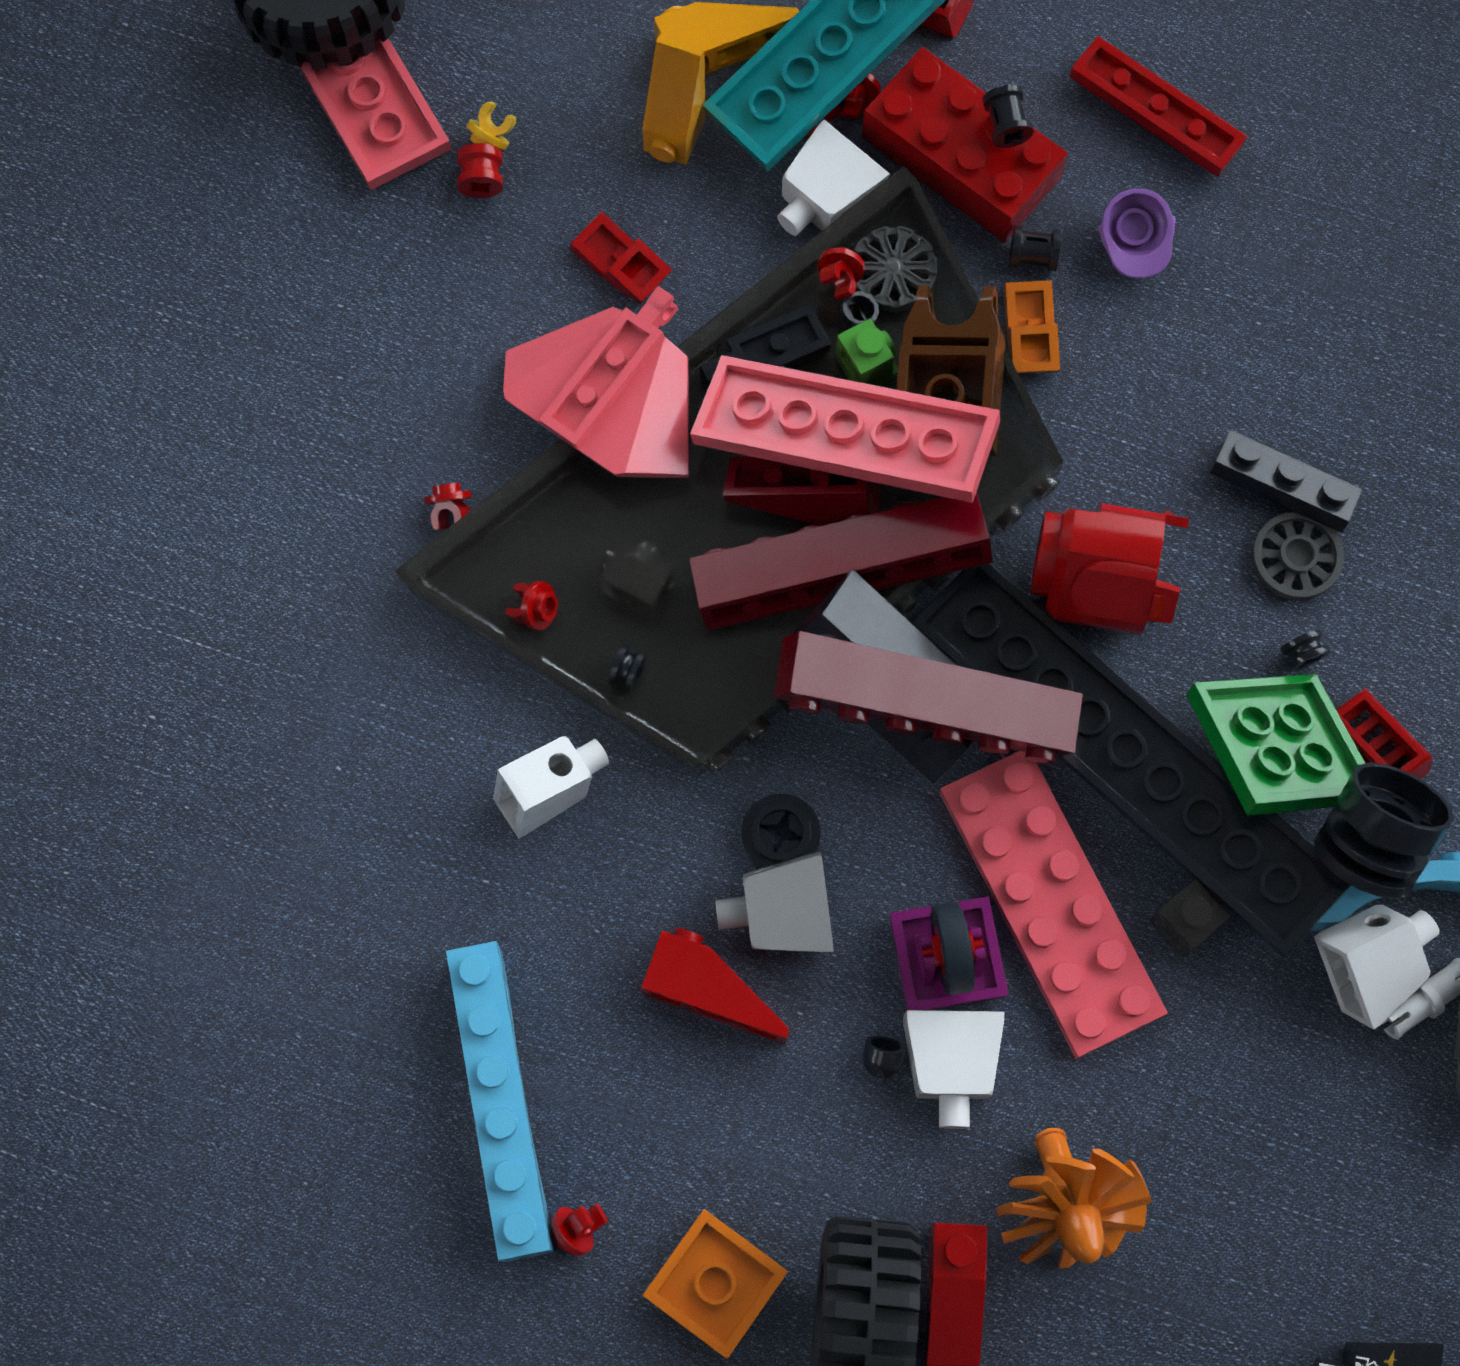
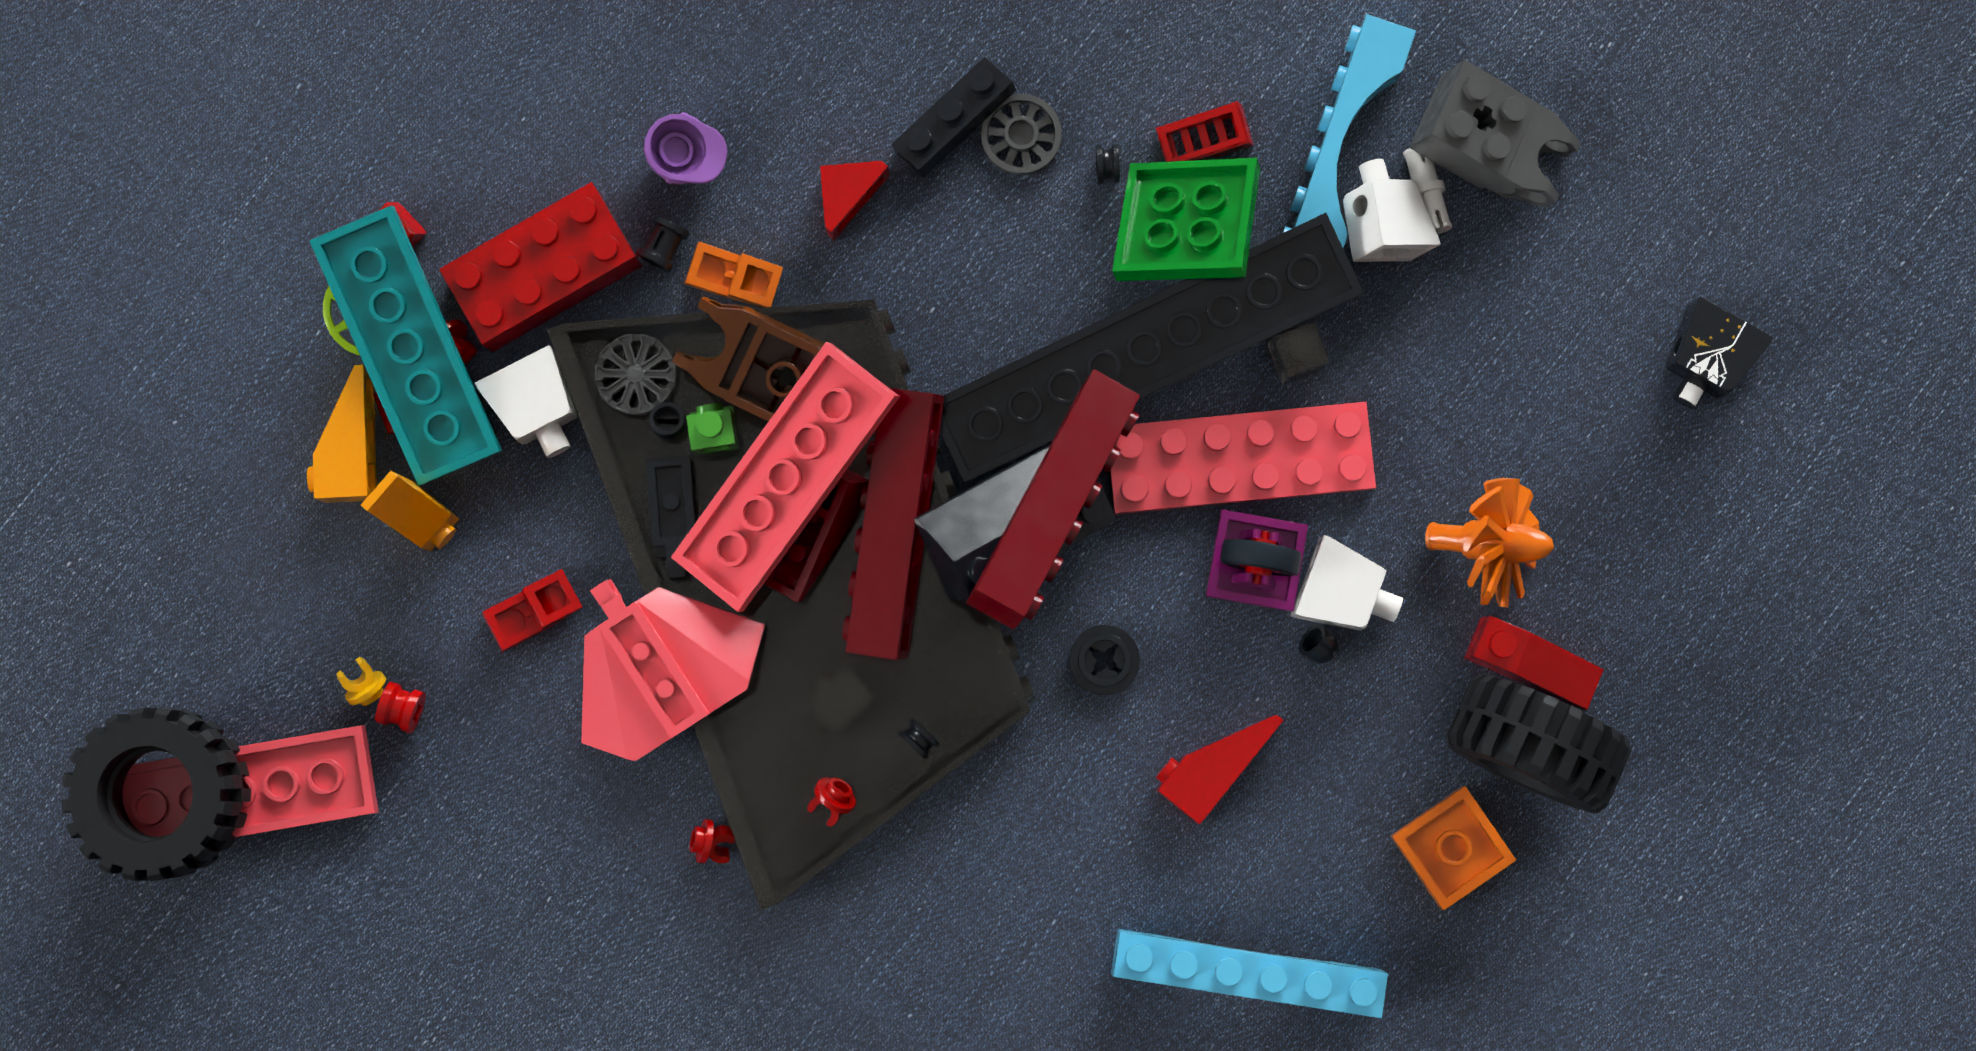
camera: 70 degrees left, 10 degrees up
(546, 782) = (998, 857): white torso -> none
(574, 1229) = (1371, 947): red plate -> none
(782, 907) = (1171, 682): light grey torso -> none
(841, 268) = (625, 423): red plate -> none
(1007, 116) = (544, 223): black bush -> none
(1105, 567) = (982, 302): red piece -> none
(1158, 106) = (567, 82): red plate -> none
(1163, 404) = (847, 190): none -> red slope
(1383, 830) = (1296, 172): black wheel -> none

